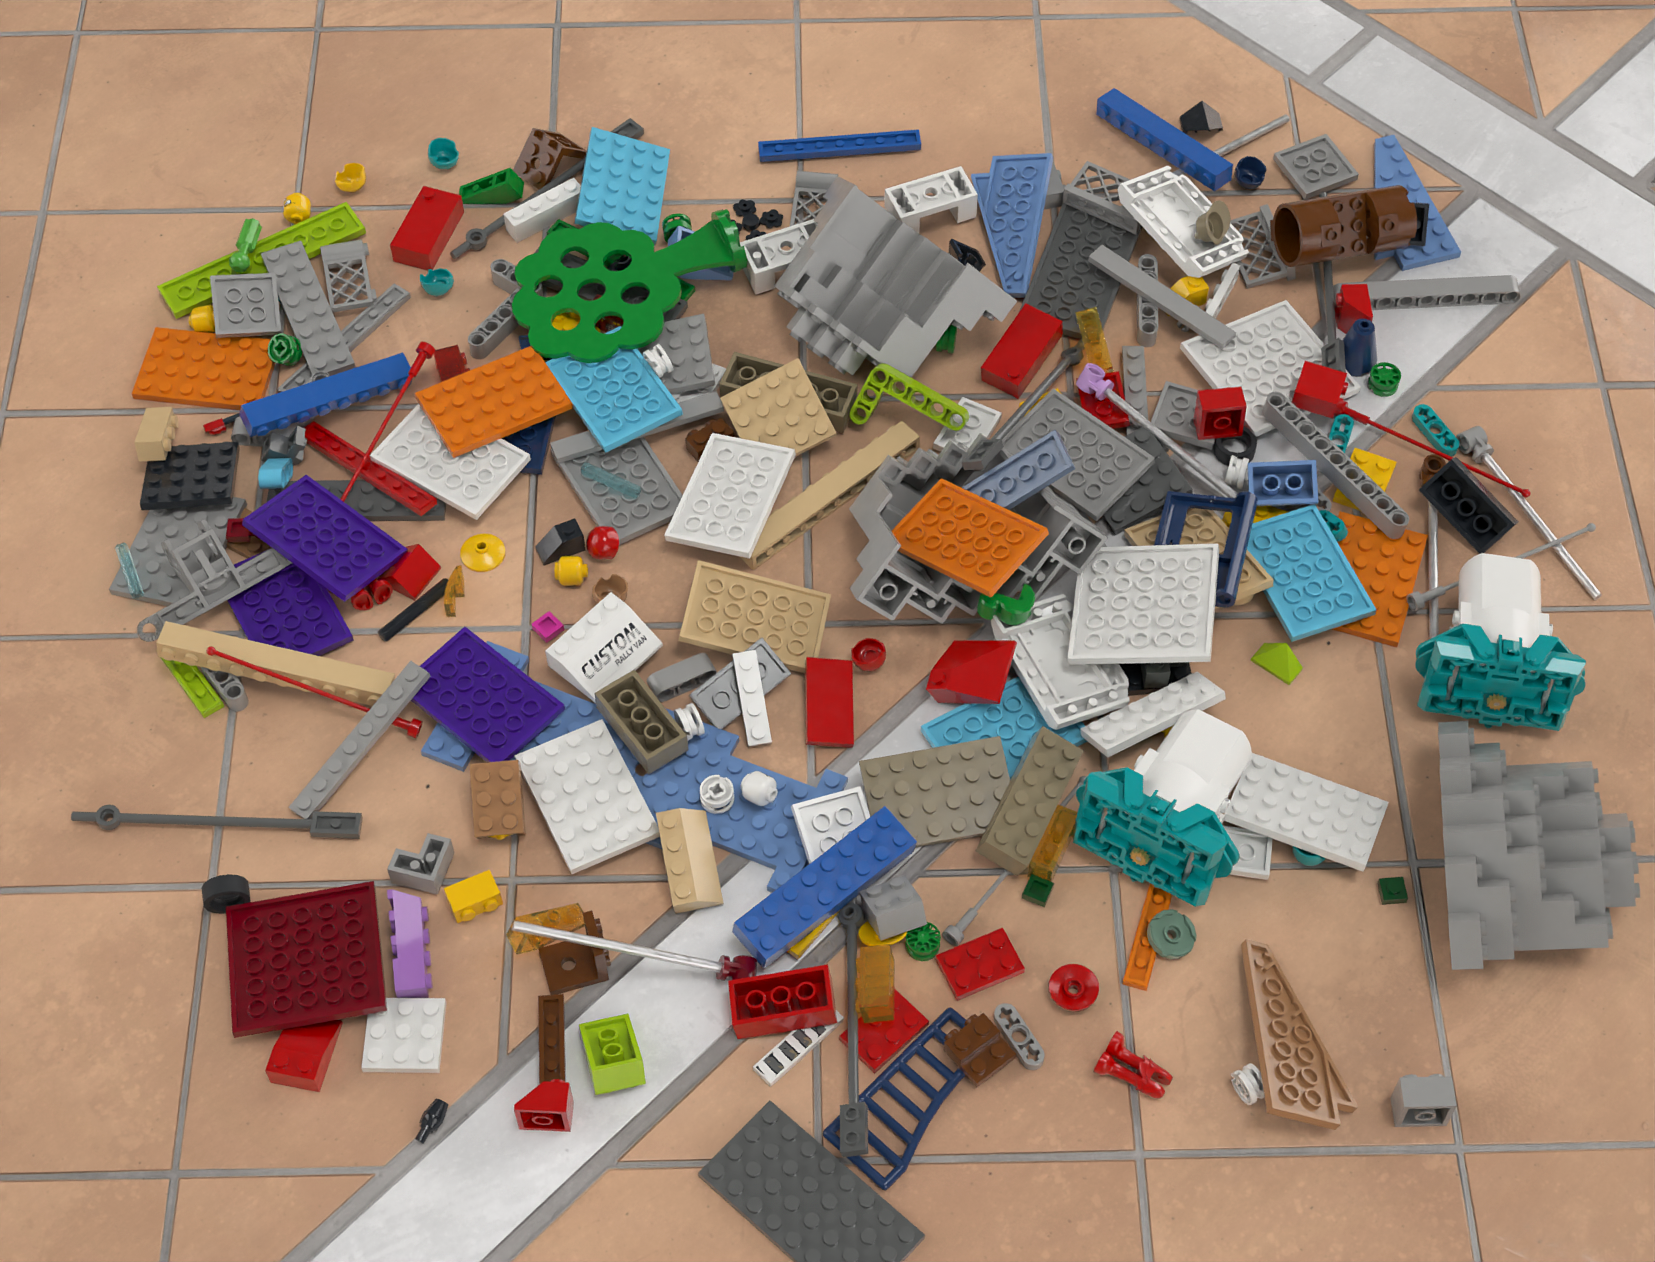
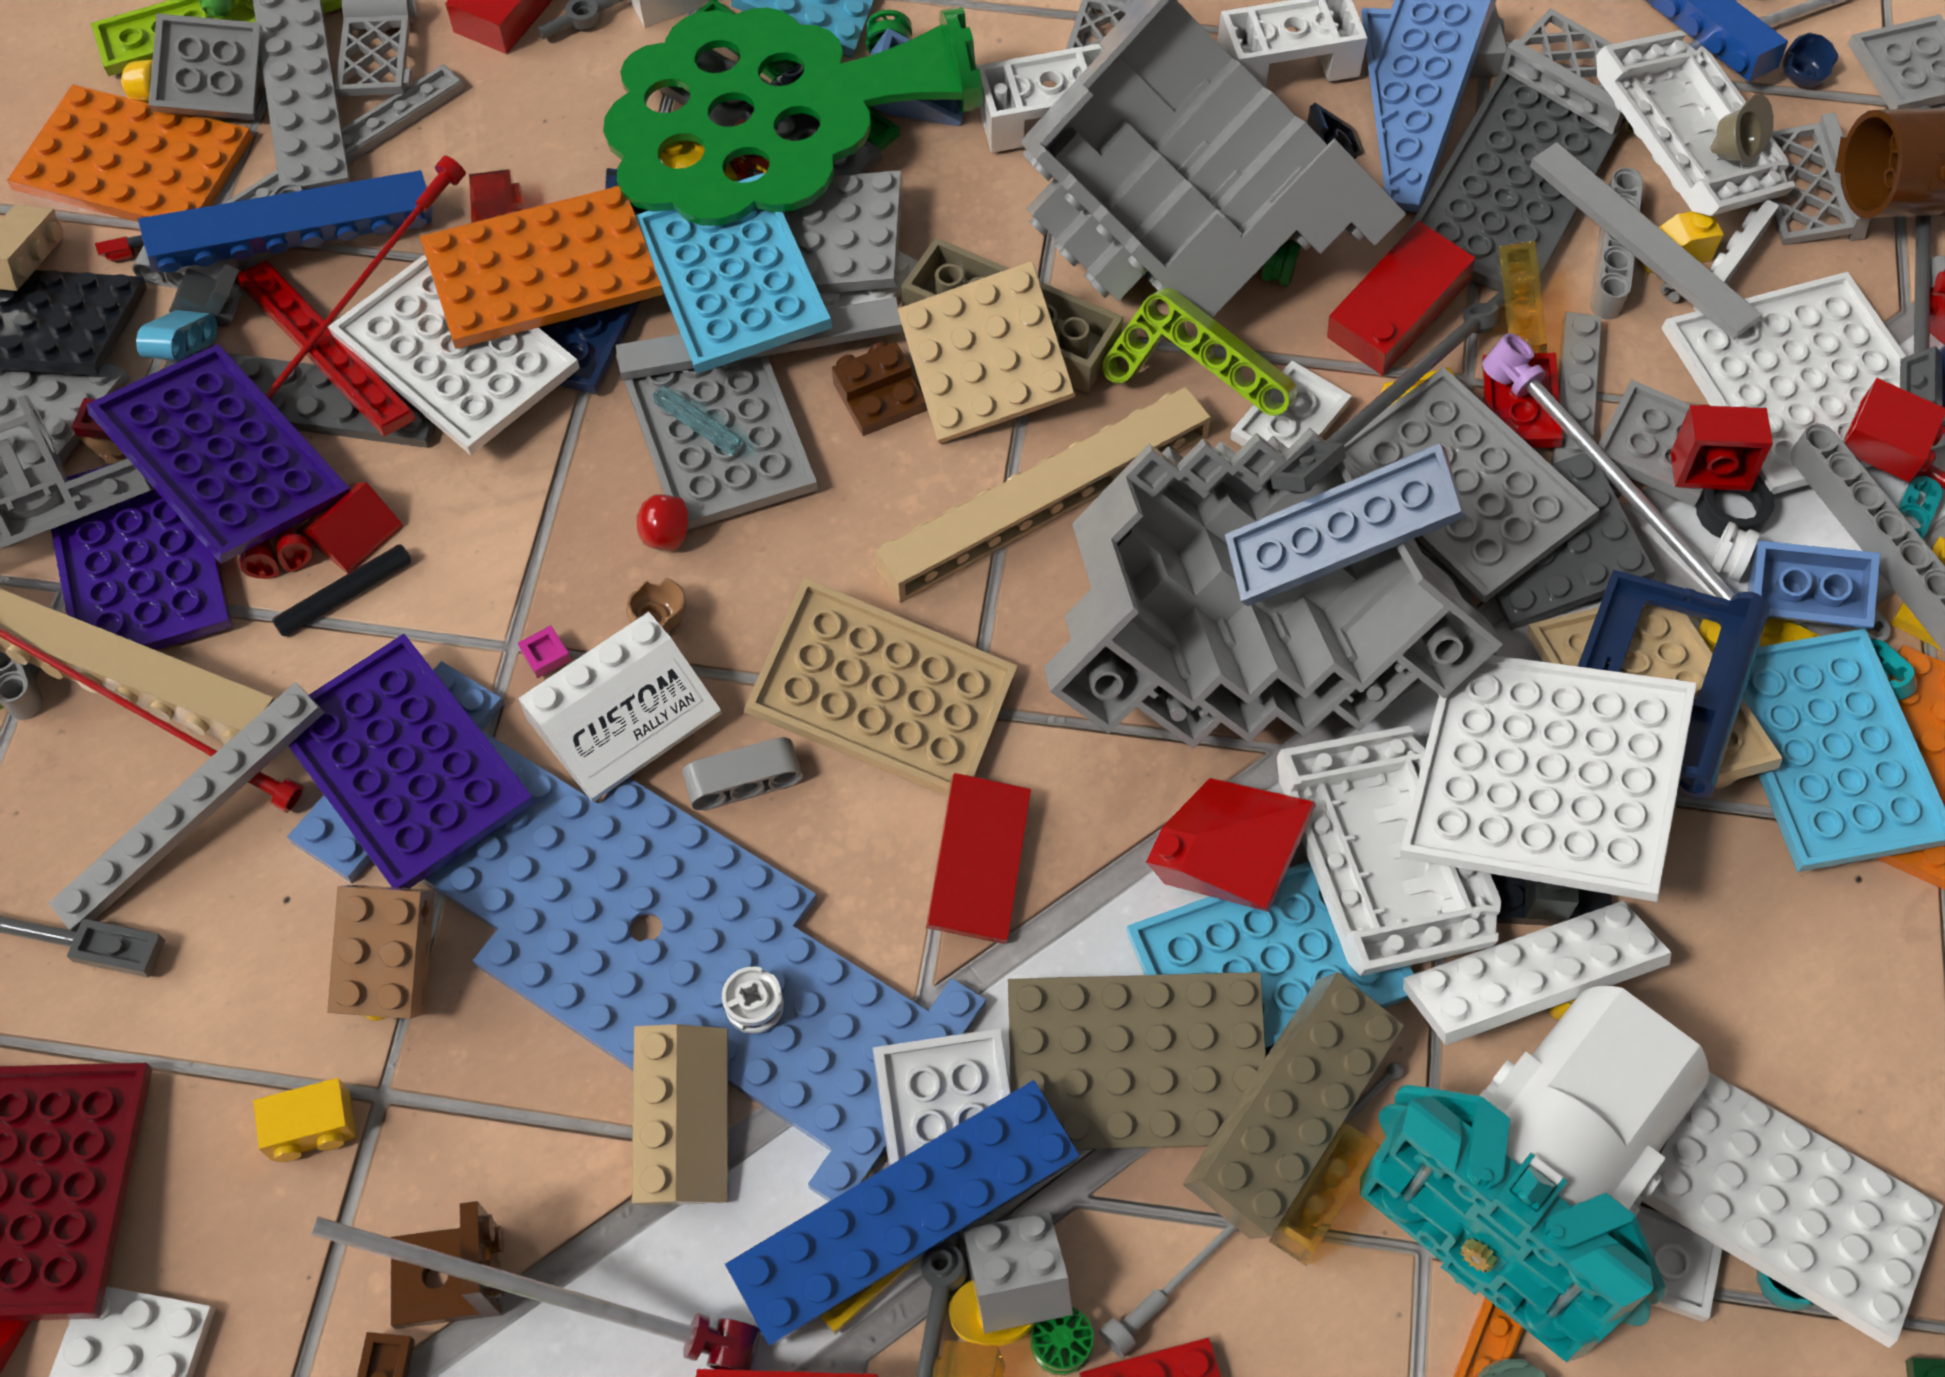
camera: 10 degrees right, 5 degrees up
(283, 349) = (247, 143): green wheel -> none
(409, 945) = (171, 1198): medium lavender wedge -> none
(422, 870) = (238, 1056): light grey brick -> none
(437, 281) = (506, 70): teal hair -> none
(454, 588) = (411, 562): clear yellow slope -> none
(482, 559) = (477, 520): yellow dish -> none
(501, 320) = (584, 145): light grey beam -> none
(560, 541) = (598, 511): black slope -> none
(563, 918) = (414, 1197): clear yellow slope -> none
(570, 570) = (602, 561): yellow head -> none
(587, 796) = (535, 968): white plate -> none
(641, 721) = (651, 849): dark tan brick -> none
(658, 360) = (809, 236): white wheel -> none
(689, 721) = (727, 863): white wheel -> none
(720, 695) = (833, 803): tile -> none
(730, 495) = (881, 474): white plate -> none
(752, 222) = (1007, 38): black plant -> none
(752, 698) = (848, 832): white plate -> none
(759, 788) = (826, 1002): white head -> none
(869, 654) = (1061, 781): red hair -> none
(967, 537) = (1260, 610): orange plate -> none
(1006, 608) = (1307, 742): green animal -> none
(1038, 890) = (1283, 1274): dark green plate -> none
(1278, 660) = (1767, 900): lime slope -> none

